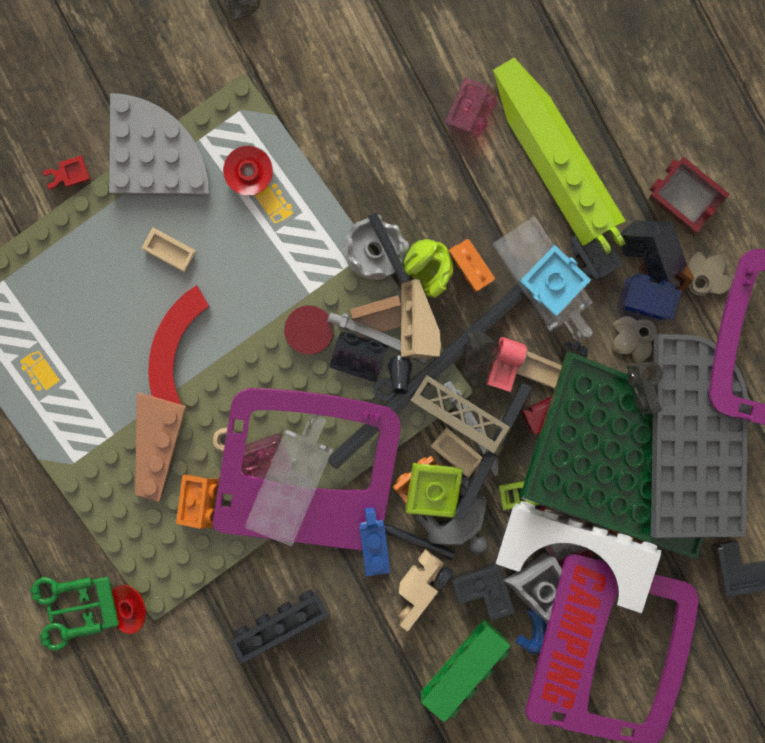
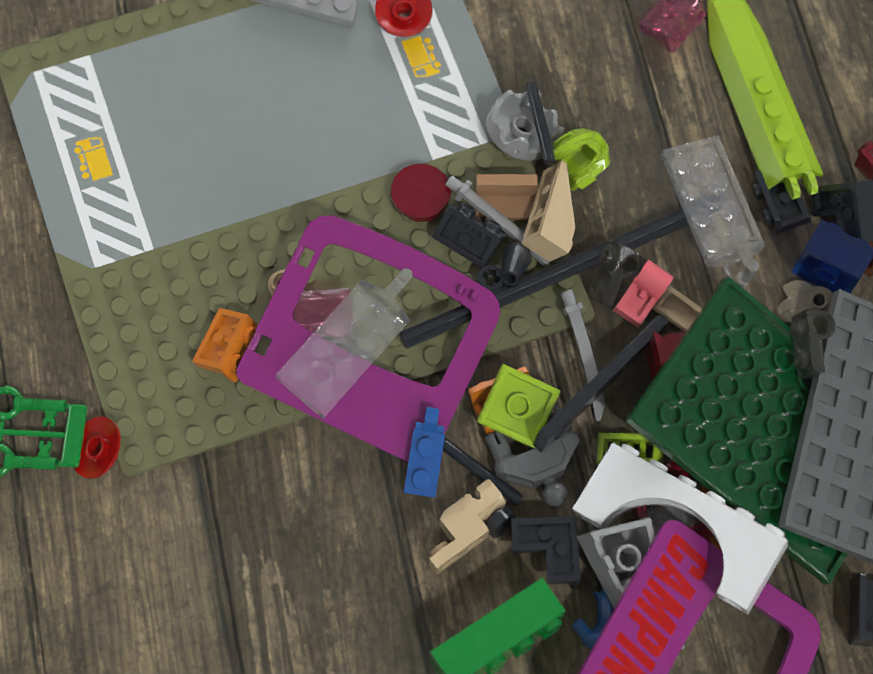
camera: 15 degrees right, 20 degrees down
(156, 437) = (201, 261): nougat wing -> none
(167, 341) = (248, 168): red tile -> none
(168, 249) = (287, 69): tan tile -> none
(279, 626) = (277, 518): black brick -> none
(457, 452) = (553, 371): tan tile -> none
(461, 426) = (568, 332): dark tan fence -> none
(471, 265) = (629, 176): orange bracket -> none
(554, 280) = (726, 204): medium azure plate -> none

